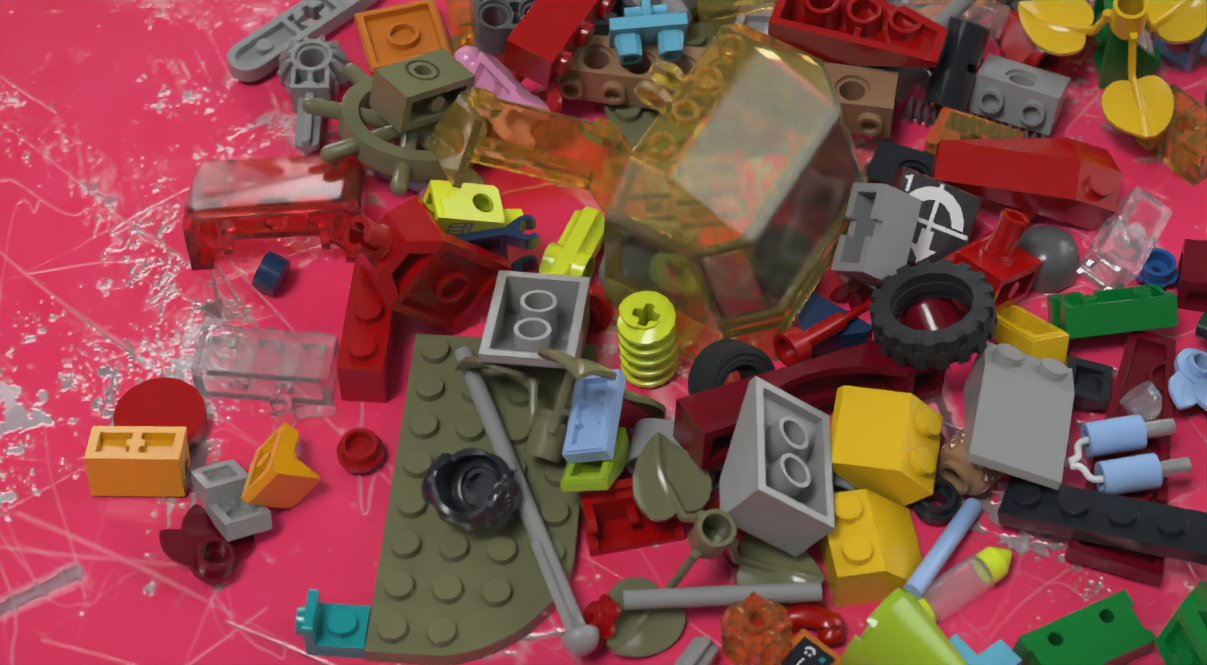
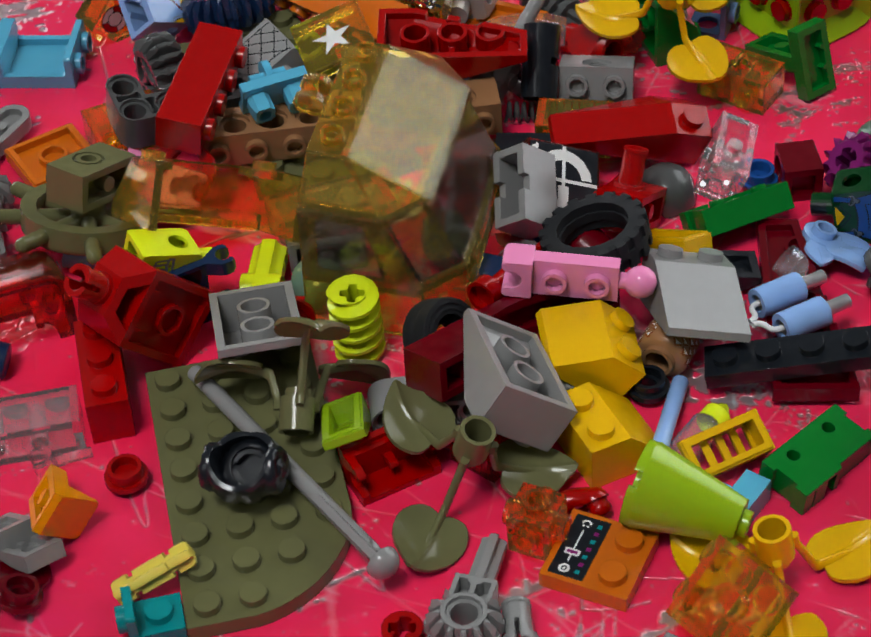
camera: 15 degrees left, 10 degrees down
(352, 577) = (156, 571): none -> light yellow axle
(594, 418) = (334, 383): light blue plate -> none
(603, 616) = (398, 538): red plant -> none
(720, 595) = (490, 498): light grey bar -> none
(887, 357) = (570, 275): none -> bright pink plate
(1026, 597) = (754, 431): none -> yellow slope

